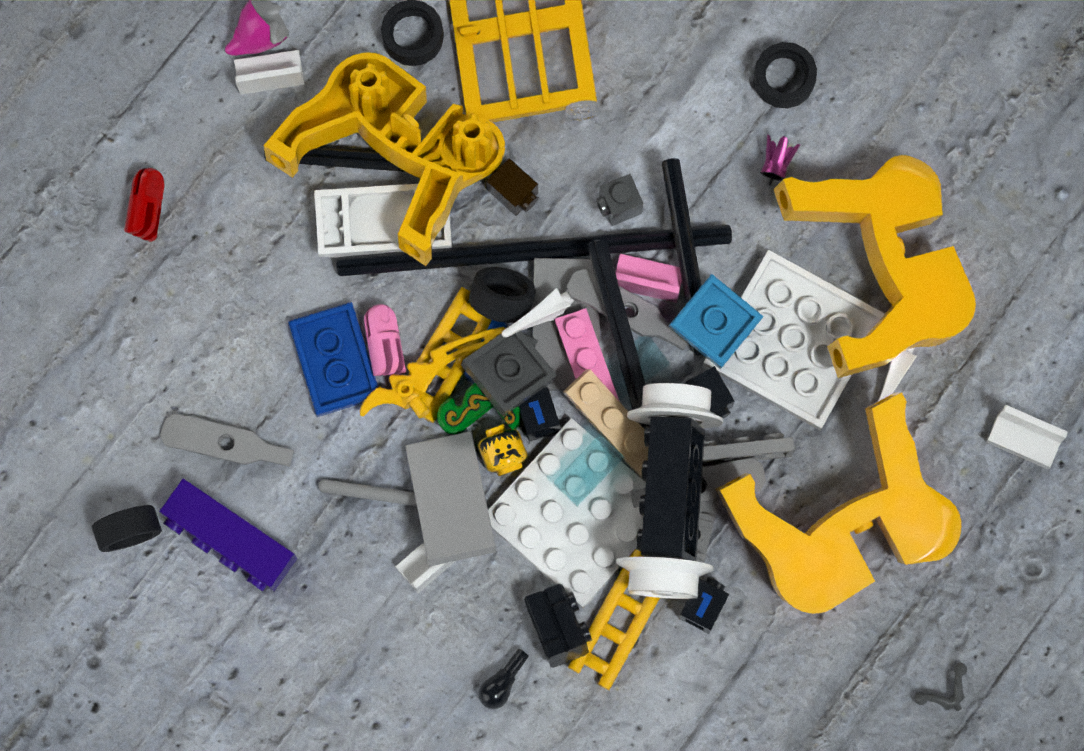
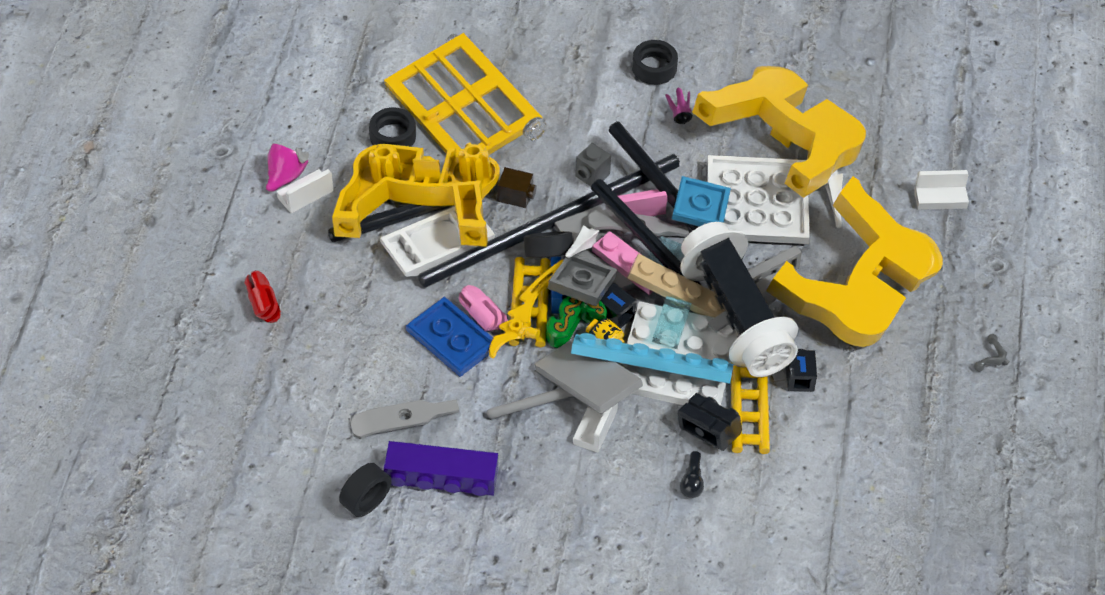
camera: 30 degrees left, 25 degrees down
(532, 515) = (643, 356): none -> medium azure plate

